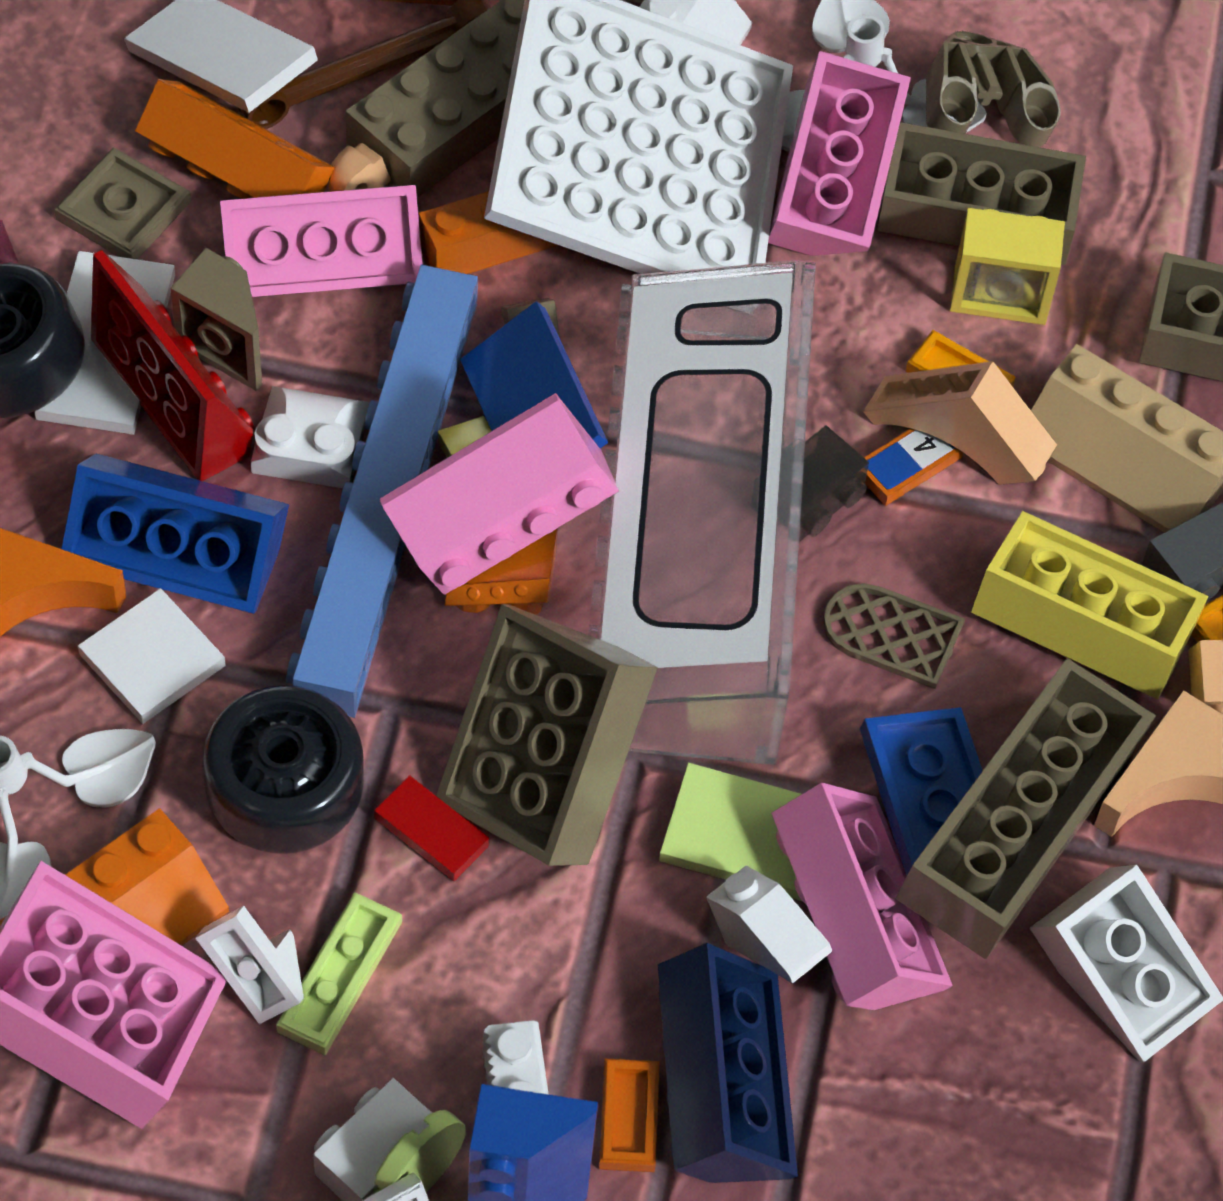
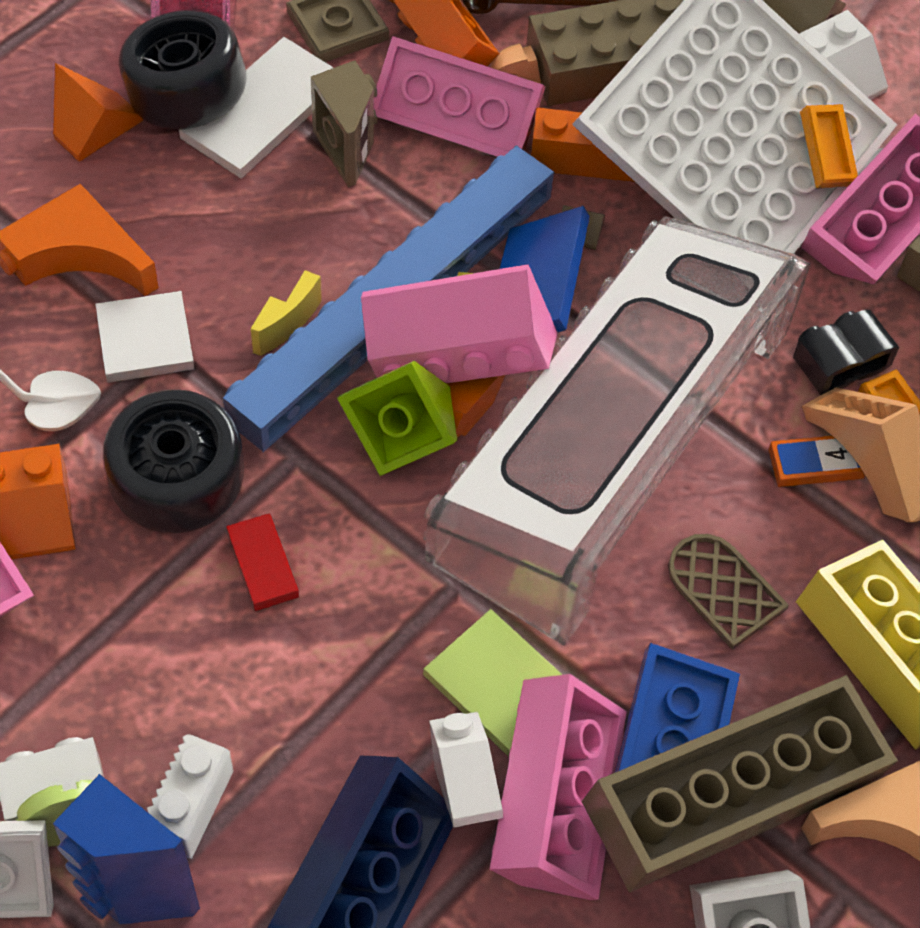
camera: 30 degrees right, 0 degrees up
(166, 373) = (282, 137): red slope -> none
(175, 531) = (214, 252): blue slope -> none
(257, 968) = (54, 604): white slope -> none
(290, 564) = (282, 318): none -> light yellow slope
(308, 437) = (358, 232): white slope -> none
(340, 973) = (121, 637): yellowish green tile -> none
(469, 604) = (401, 416): none -> lime slope
(545, 736) = (377, 531): dark tan slope -> none
(629, 1115) = (266, 866): orange tile -> none
(743, 121) = (829, 145): none -> light orange tile
(831, 479) = (727, 443): clear smoke brick -> none
(873, 334) = (845, 351): none -> black brick

